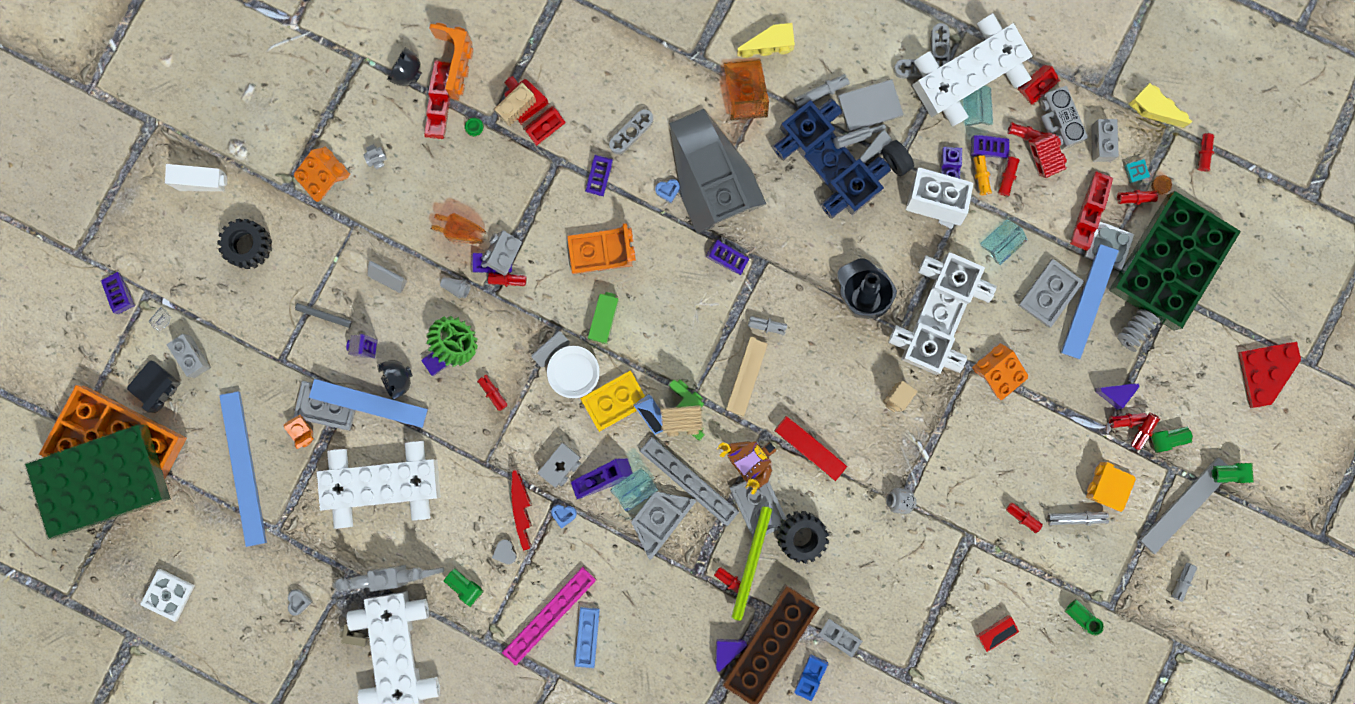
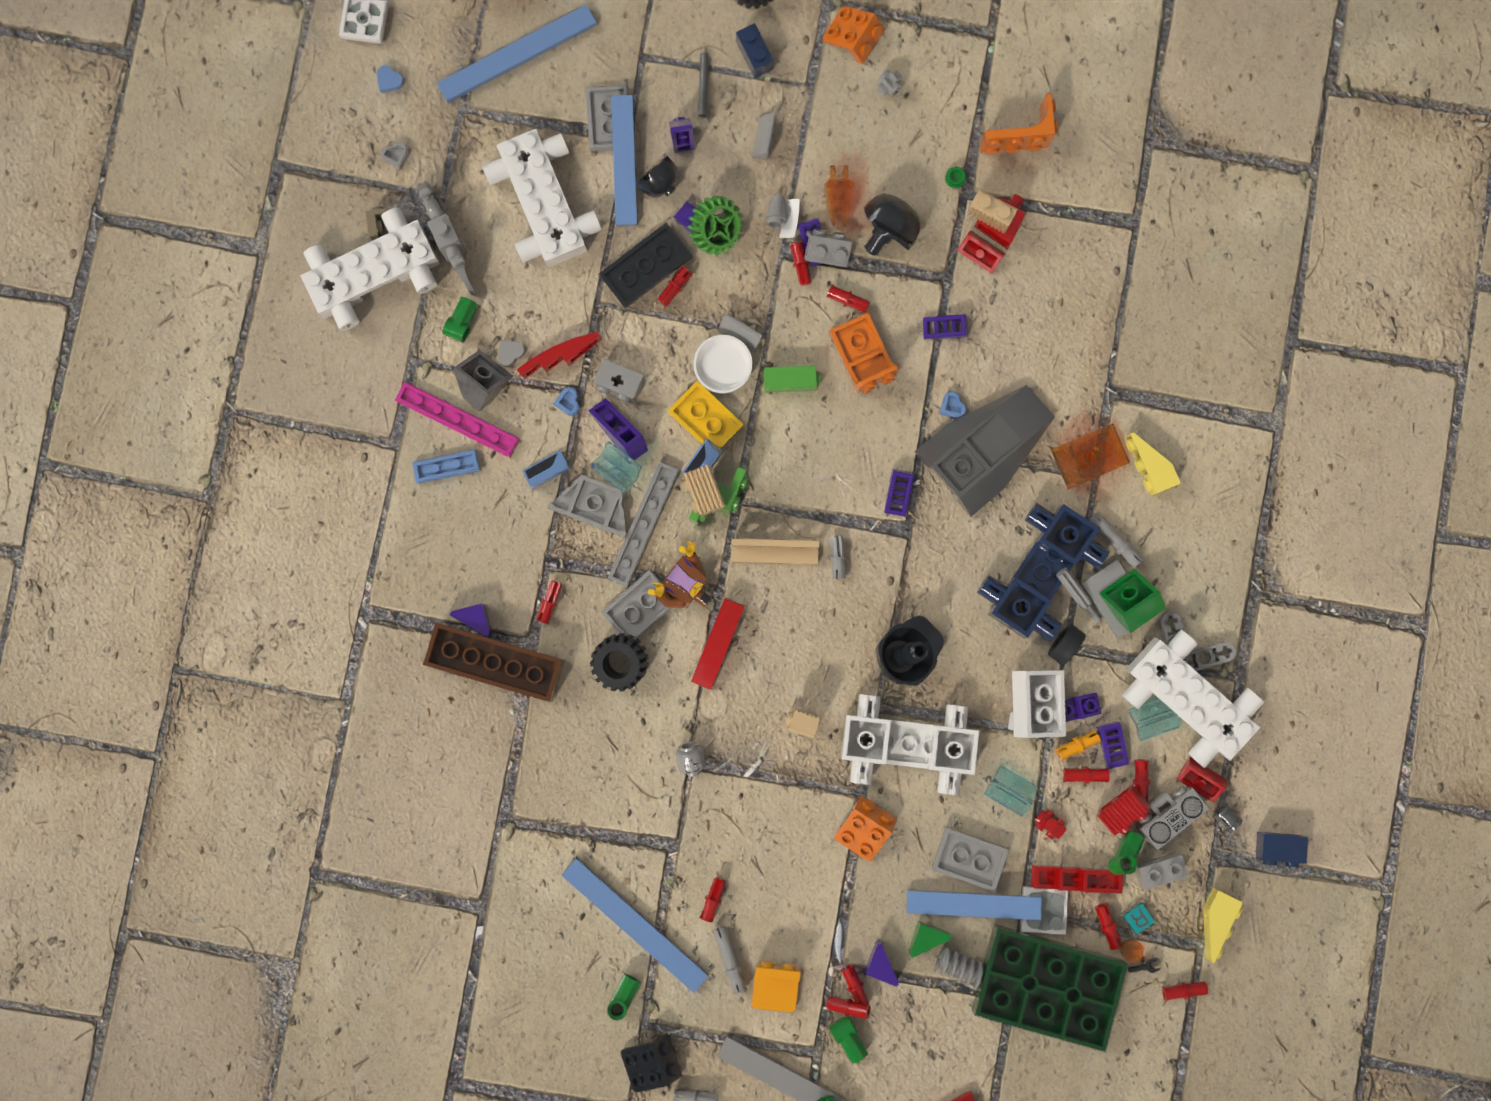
camera: 80 degrees right, 0 degrees up
(229, 588) = (388, 79): none -> medium blue tile
(299, 431) = (572, 98): orange bracket -> none
(308, 262) = (754, 50): none -> dark blue brick
(405, 69) = (995, 84): black cylinder -> none
(438, 101) = (968, 131): red slope -> none
(461, 274) = (792, 213): none -> white sticker
(466, 412) = (645, 265): none -> black plate
(497, 190) = (891, 220): none -> black piece
(521, 585) = (480, 379): none -> flat silver slope
(549, 249) = (848, 299): none -> red axle
(616, 551) = (546, 469): none -> medium blue slope
(617, 138) = (1012, 343): light grey beam -> none
(751, 563) = (575, 616): lime axle -> none
(811, 677) = (472, 717): blue slope -> none
(840, 638) = (524, 737): light grey slope -> none
(876, 147) = (1069, 617): light grey slope -> none
(877, 92) = (1133, 600): none -> green slope
(997, 633) = (579, 907): red slope -> none
(1026, 590) = (635, 925): none -> medium blue tile
(1043, 216) = (1054, 827): none -> red piece
(1076, 73) = (1227, 818): none -> dark grey bush
(1084, 163) = (1128, 853): none -> green piece
(1106, 348) = (926, 938): none -> green slope
(1113, 38) = (1281, 848): none -> dark blue brick
(1147, 610) = (651, 1064): none -> black bracket
(1178, 176) = (1147, 966): none -> black hand

